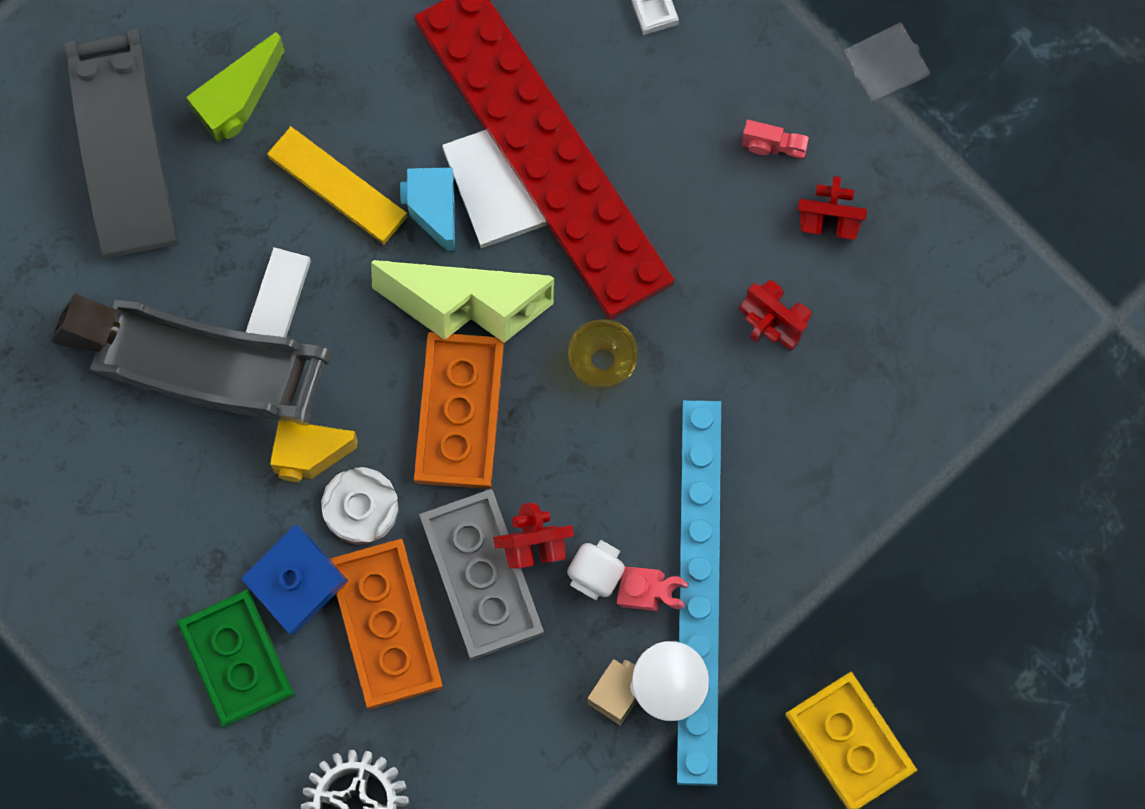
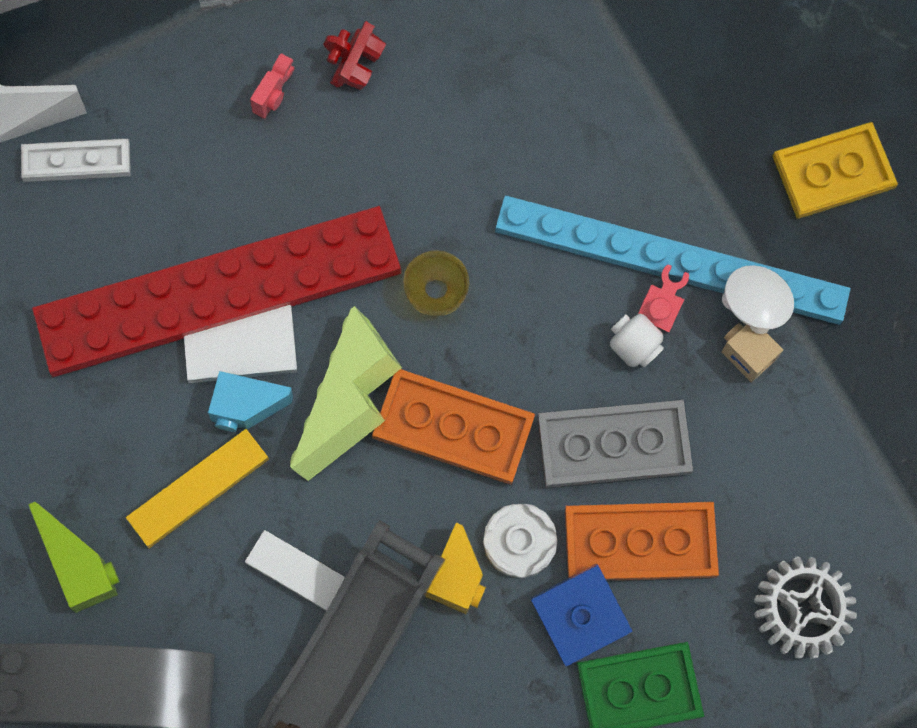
camera: 85 degrees left, 0 degrees up
(519, 544) = (596, 386): red hips -> none
(772, 318) = (439, 131): red hips -> none

